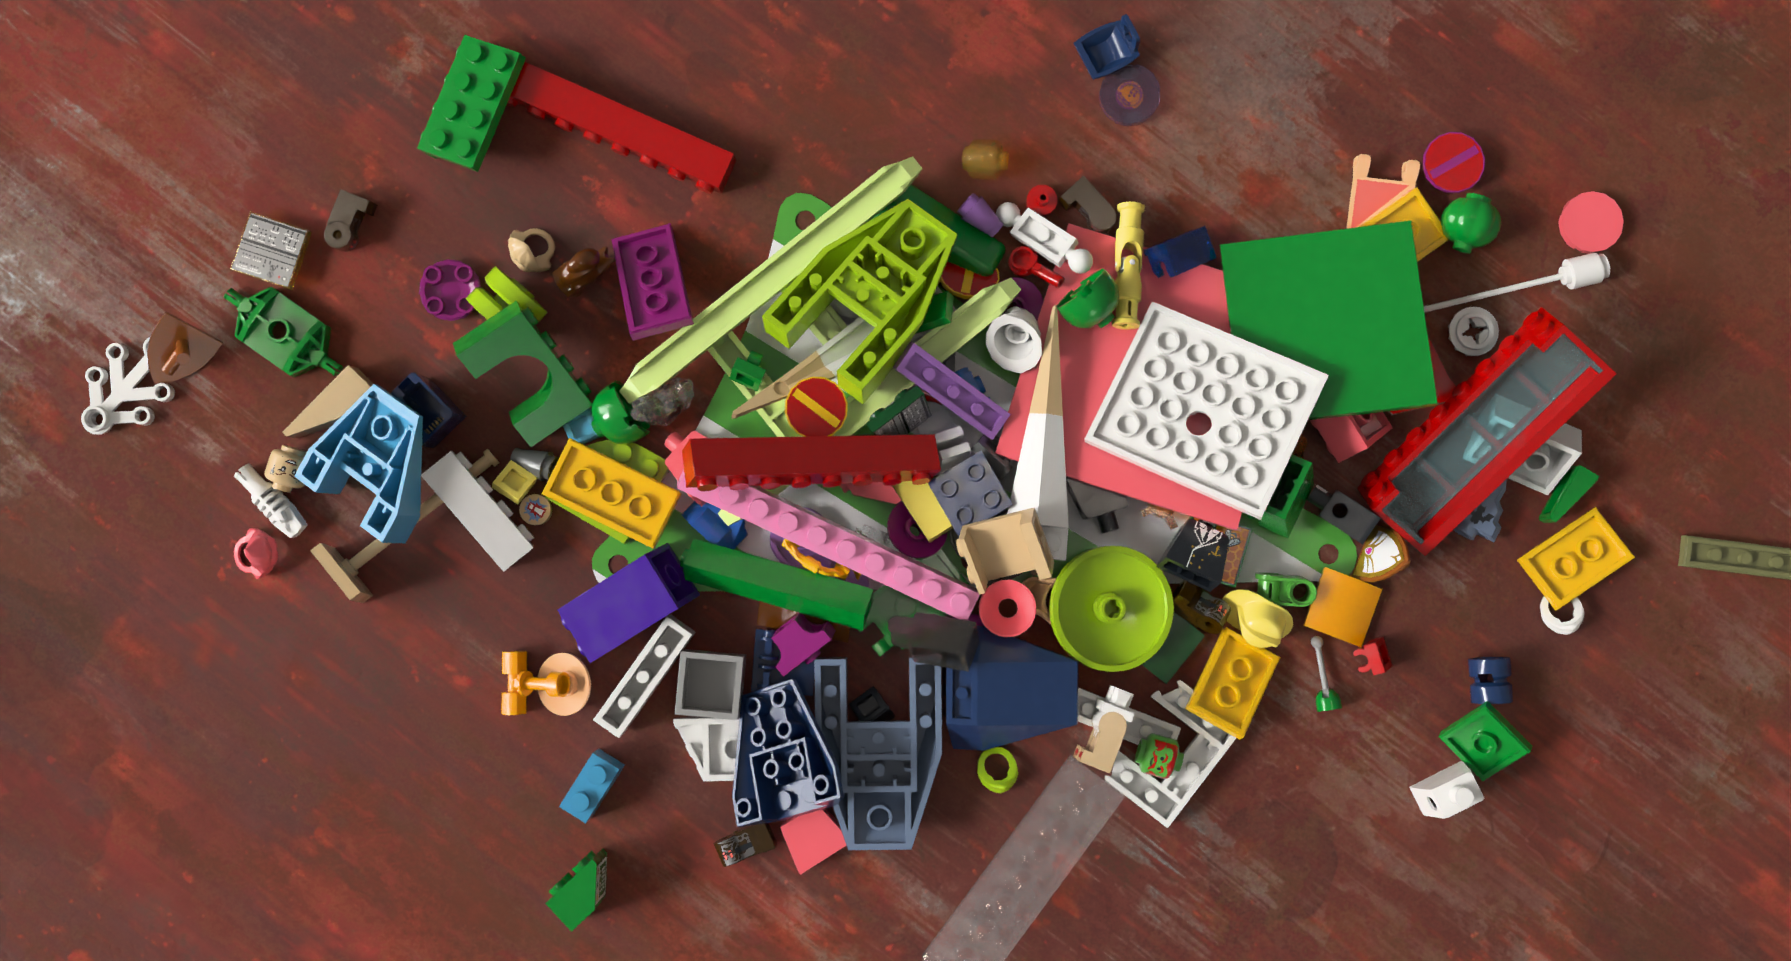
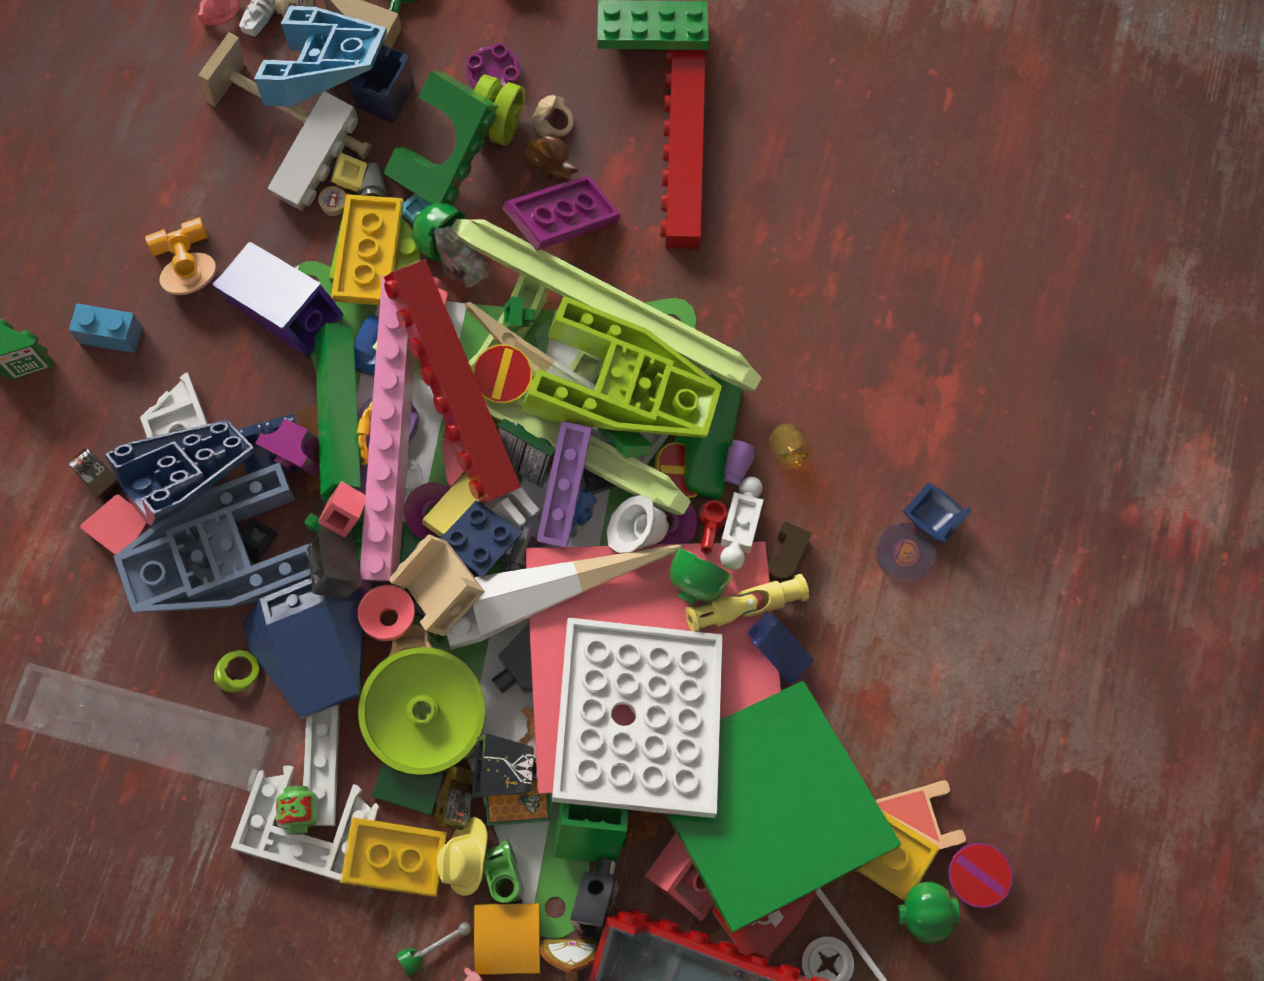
camera: 70 degrees right, 15 degrees down
(644, 676) = (217, 333): white brick -> none
(710, 684) = (228, 388): light grey piece -> none
(893, 613) = (342, 509): none -> coral brick
(1042, 207) = (773, 517): red tile -> none
(1107, 731) = (302, 746): tan hips -> none

